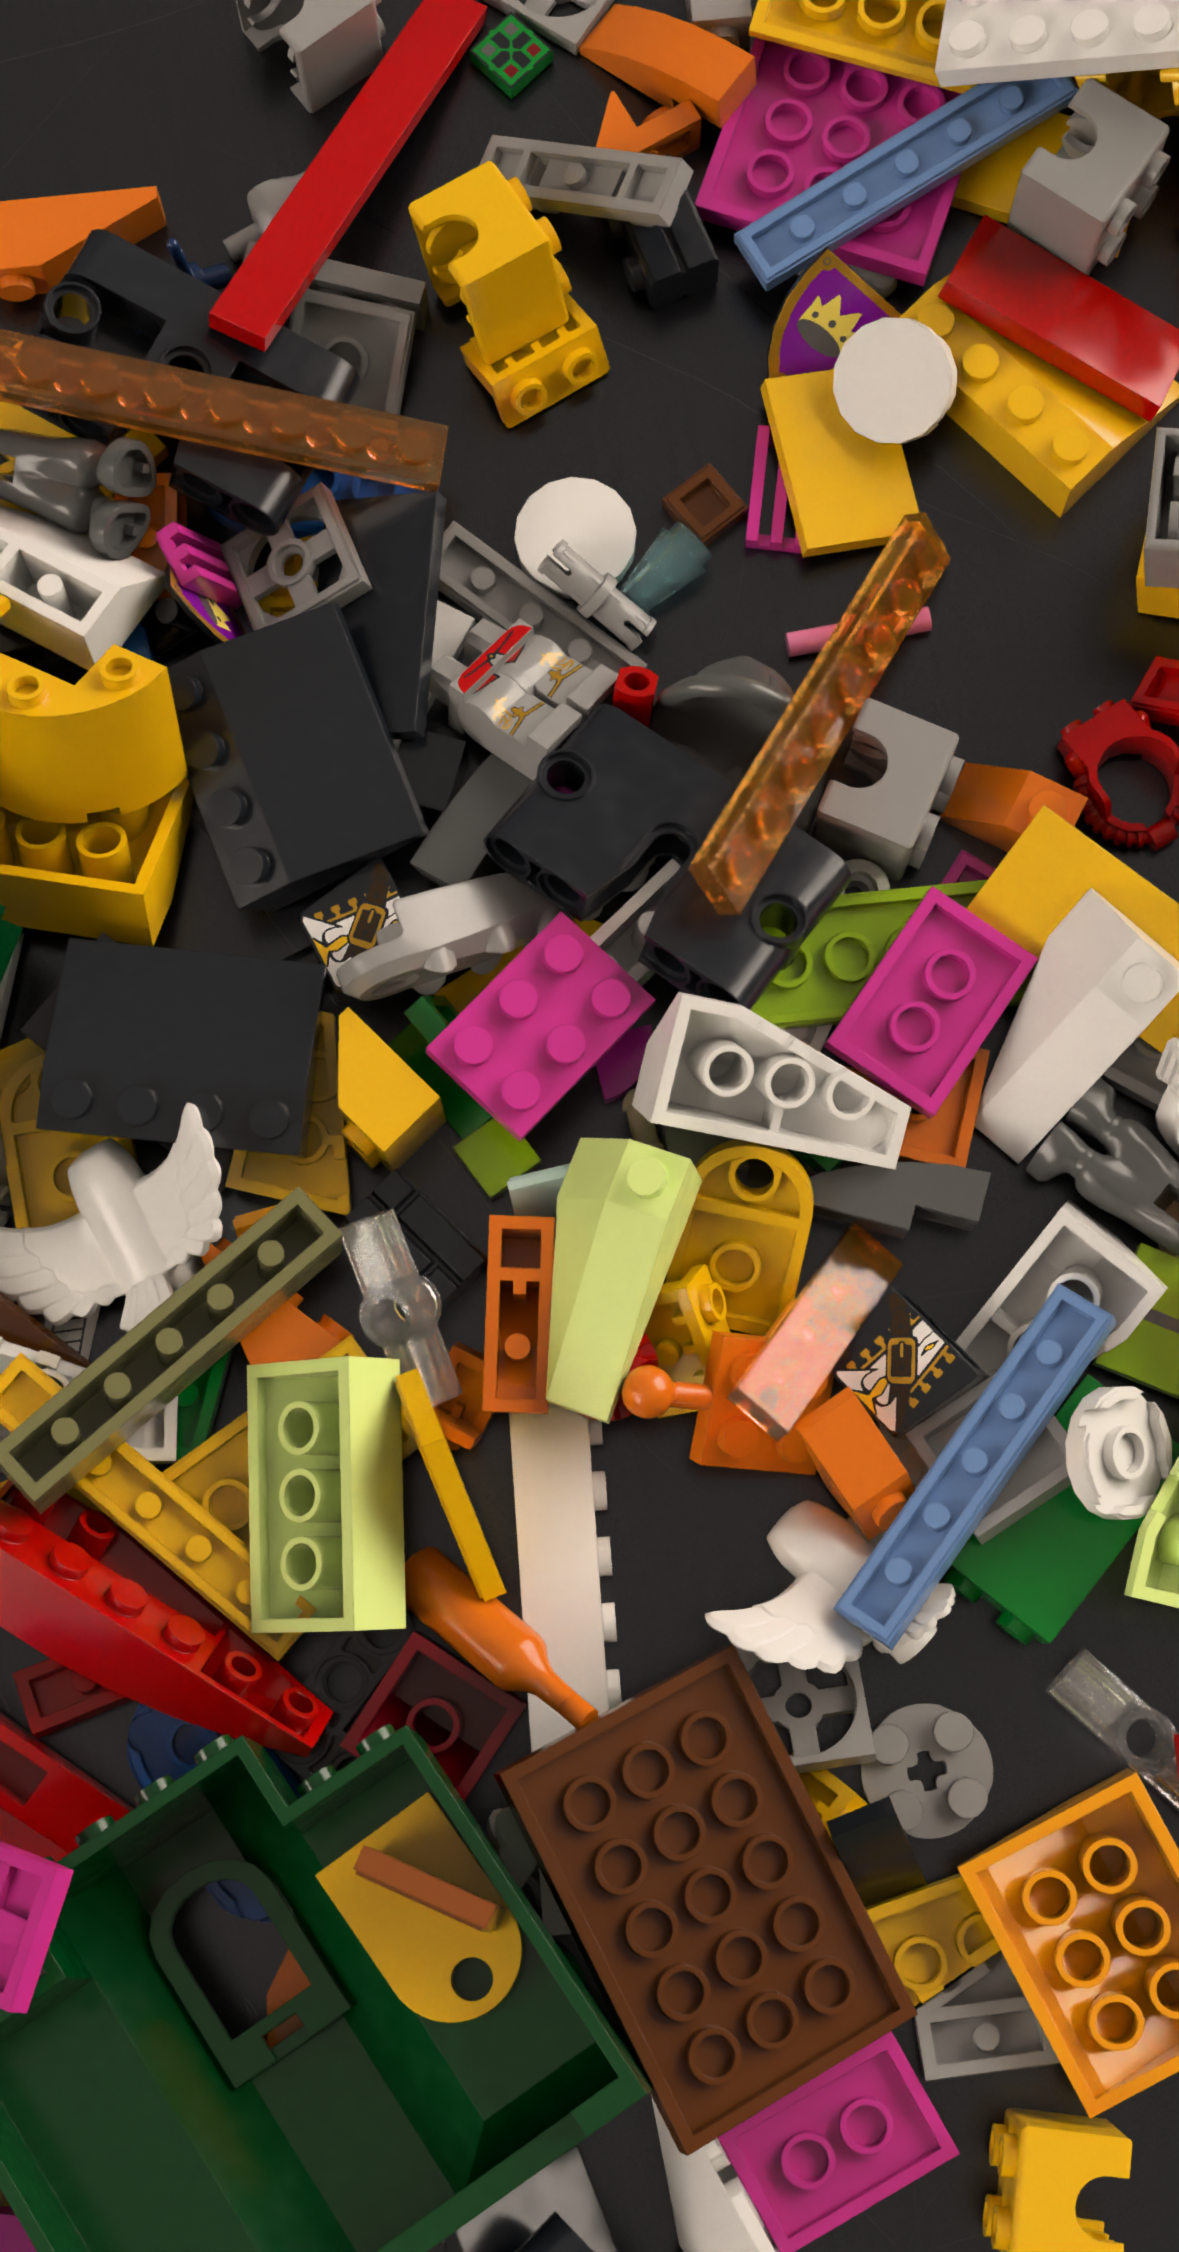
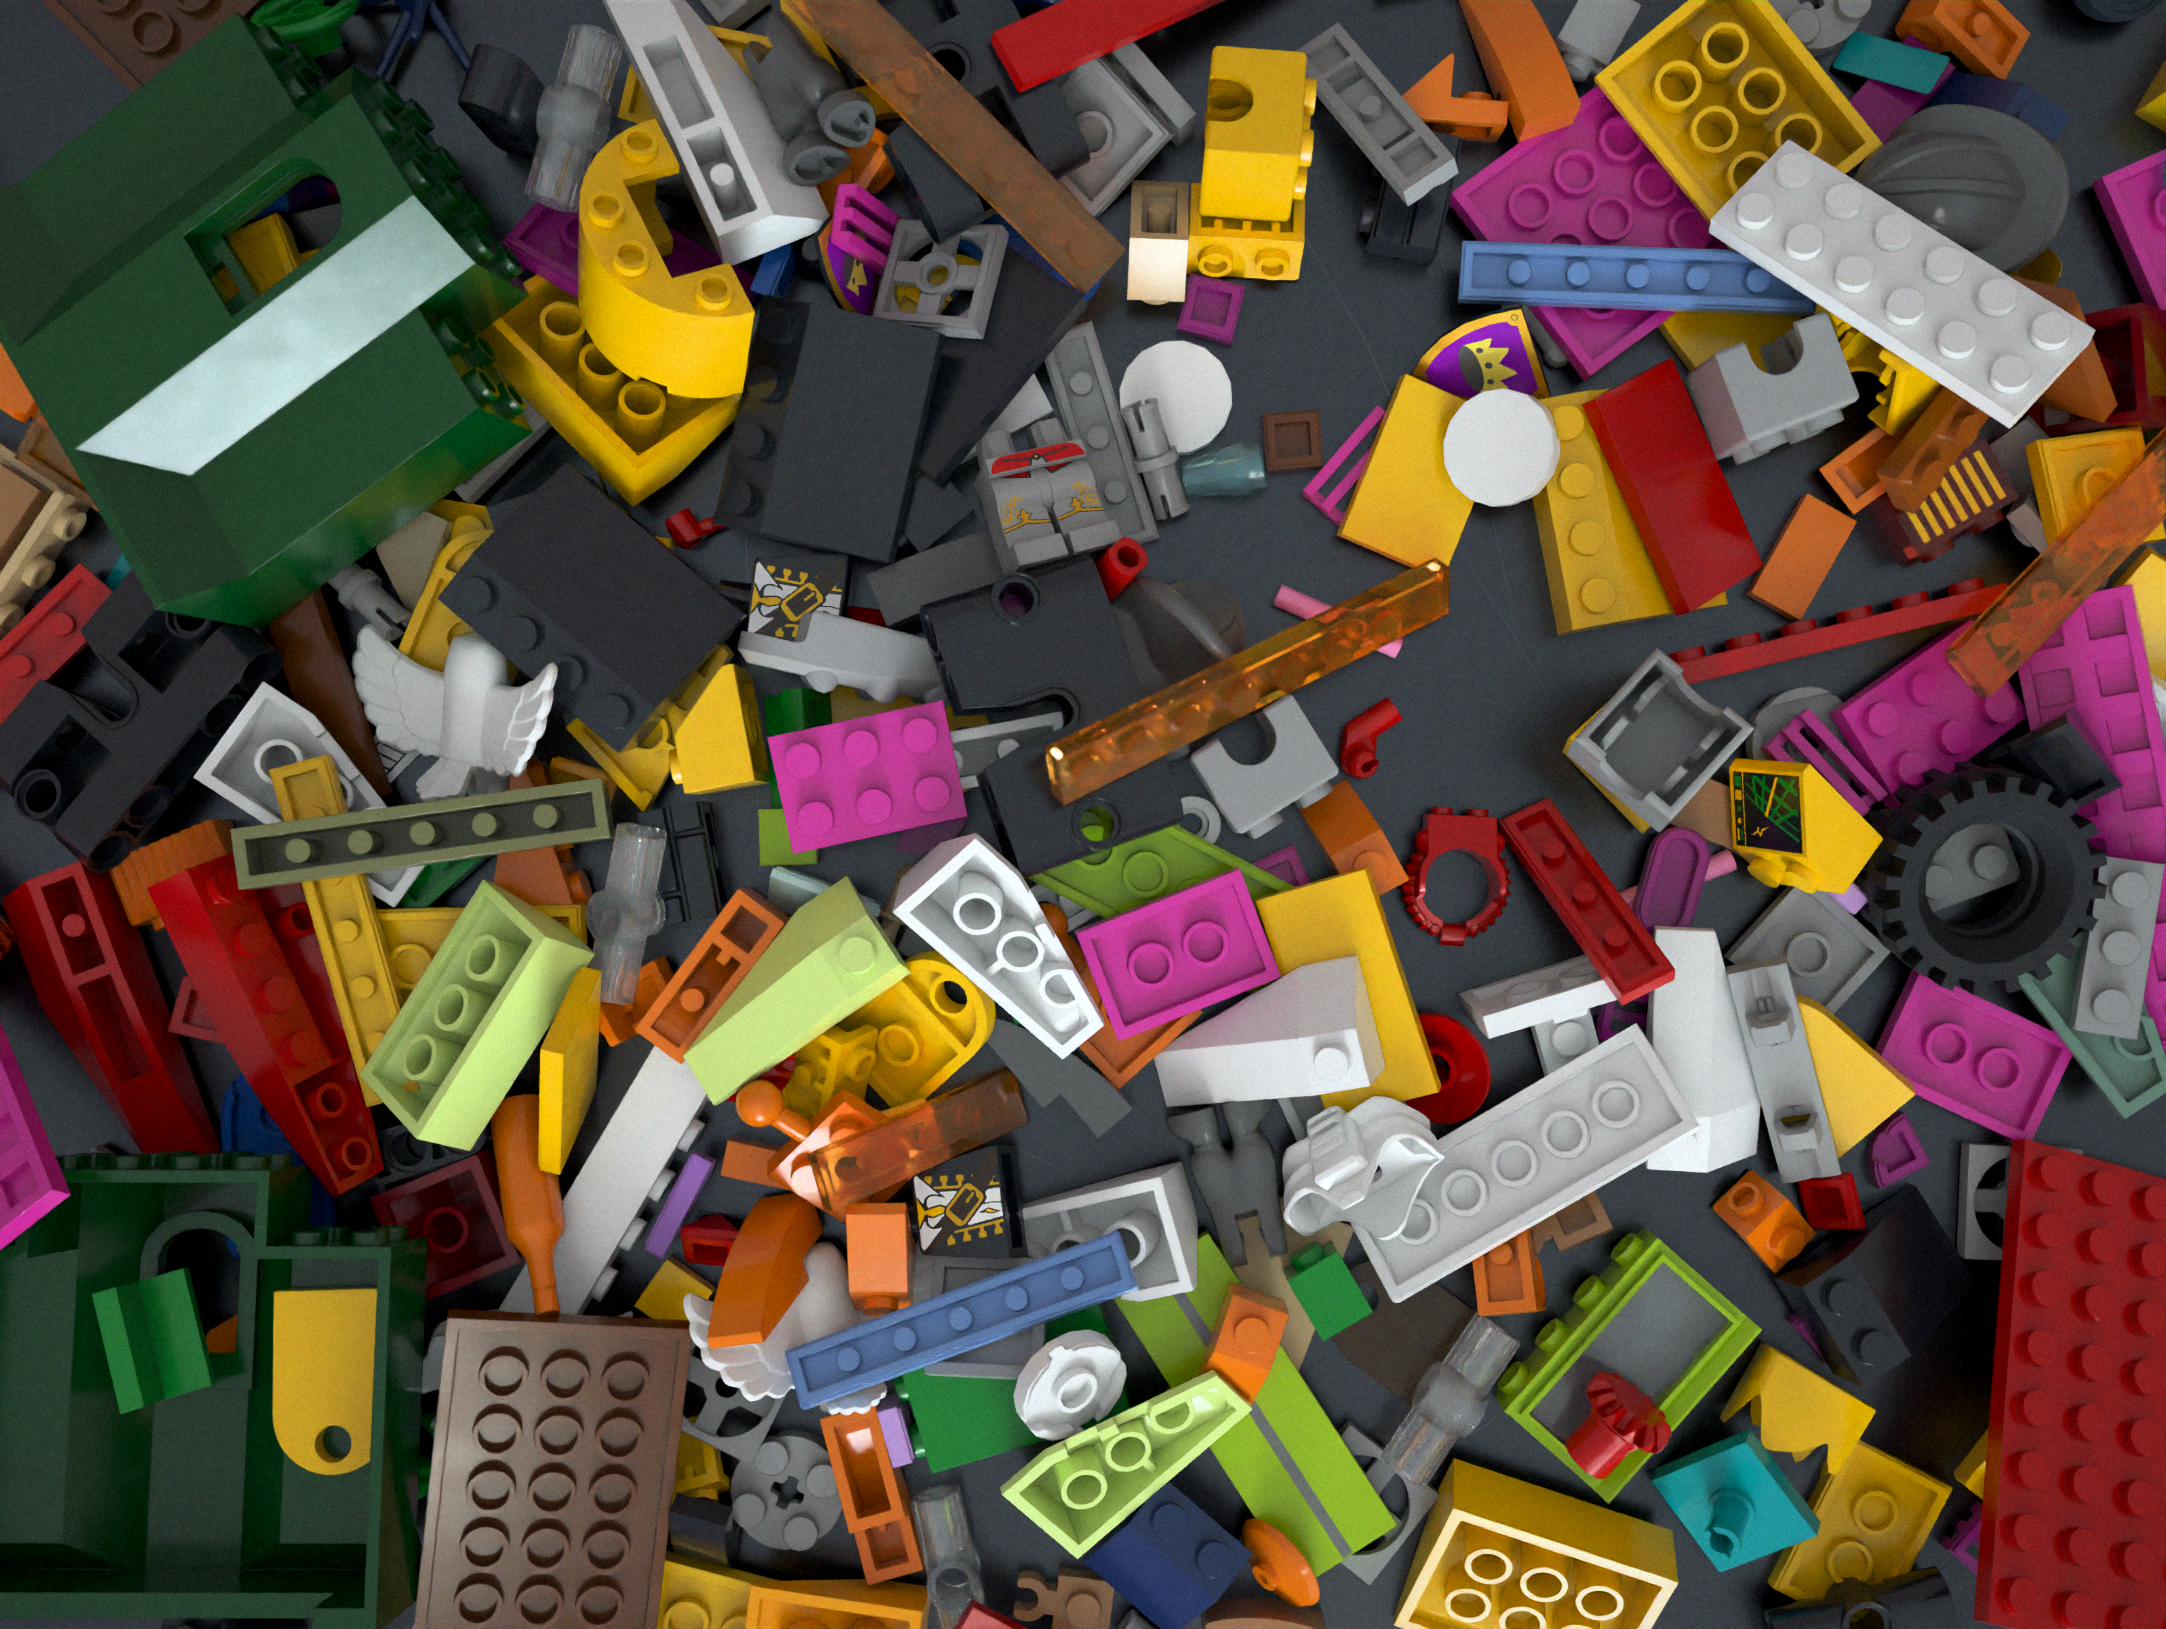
camera: 30 degrees right, 10 degrees up
(216, 940) = (687, 530): none -> red hand
(232, 2002) = (153, 1339): none -> green panel
(429, 1890) = (327, 1373): dark orange tile -> none
(469, 402) = (1158, 241): none -> tan slope
(552, 443) = (1210, 309): none -> magenta tile
(633, 1556) = (680, 1203): none -> medium lavender tile
(677, 1477) = (748, 1159): none -> orange piece
(683, 1646) = (668, 1288): none -> yellow tile
(690, 1581) = (708, 1240): none -> red slope
(758, 1548) = (763, 1270): none -> orange slope
(952, 714) = (1360, 738): none -> red arm
(988, 1632) = (895, 1423): none -> lavender tile
(1008, 1707) = (872, 1496): none -> orange slope

